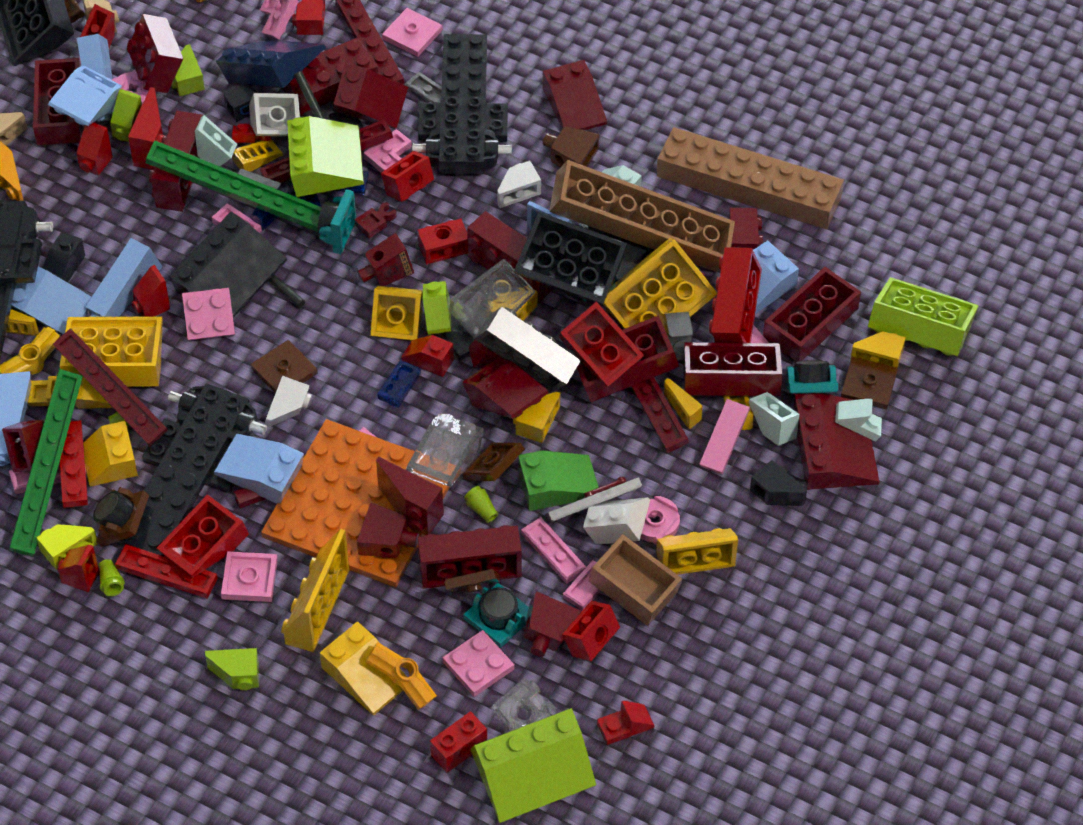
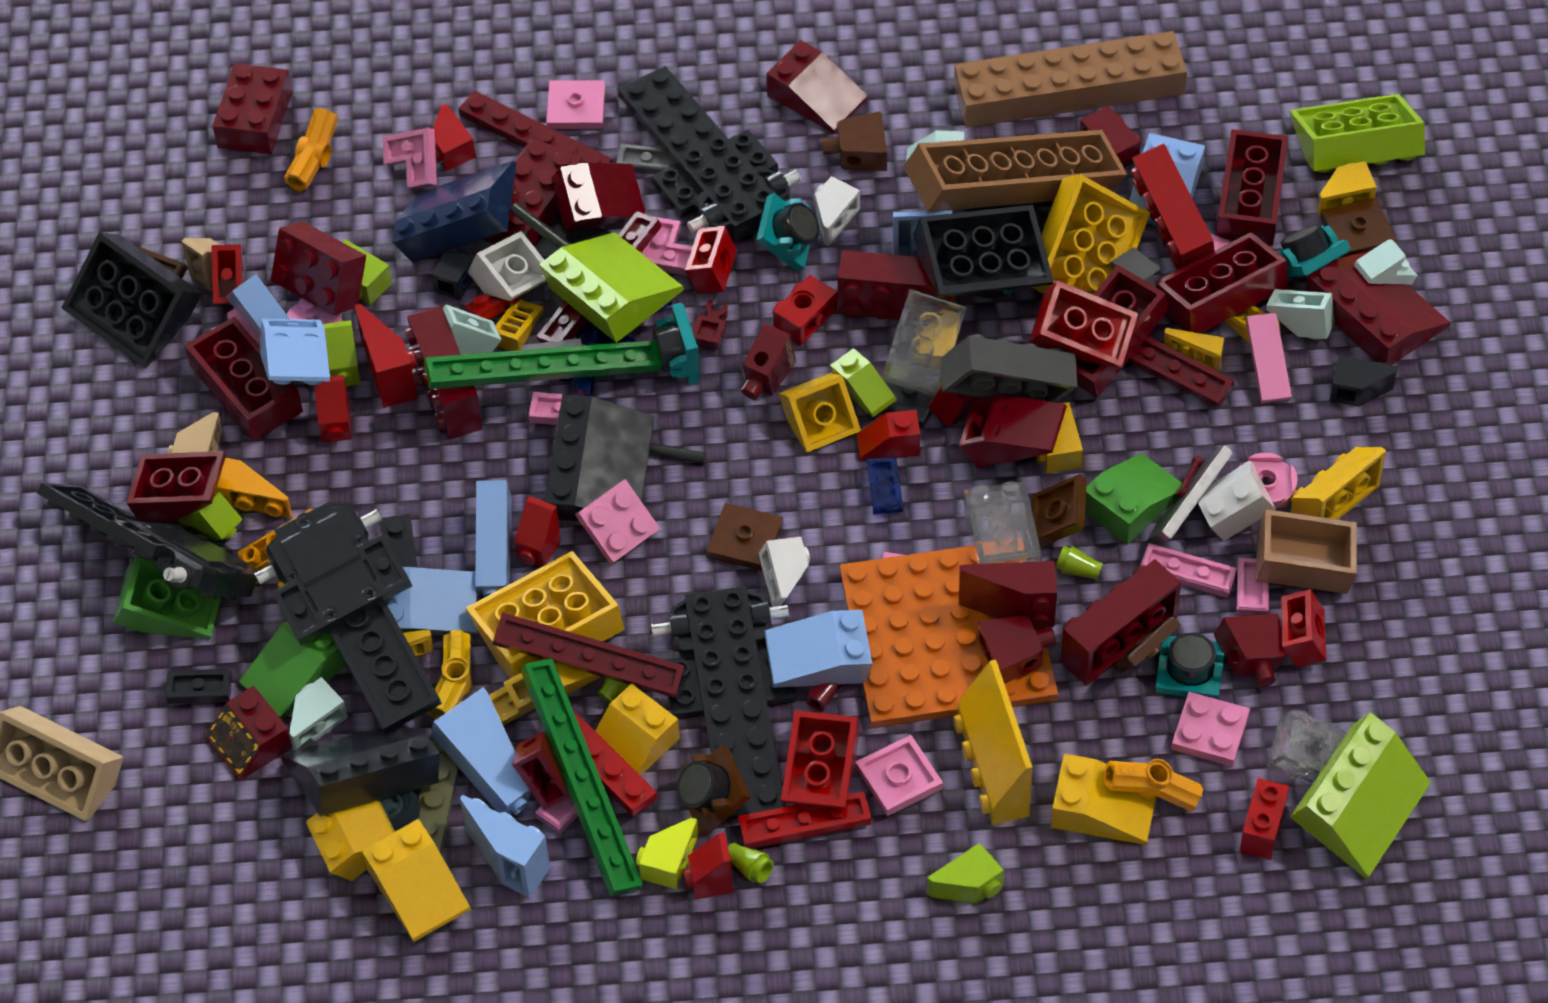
camera: 30 degrees left, 0 degrees up
(472, 182) = (789, 230): none -> piece
(625, 723) = (1407, 704): red slope -> none

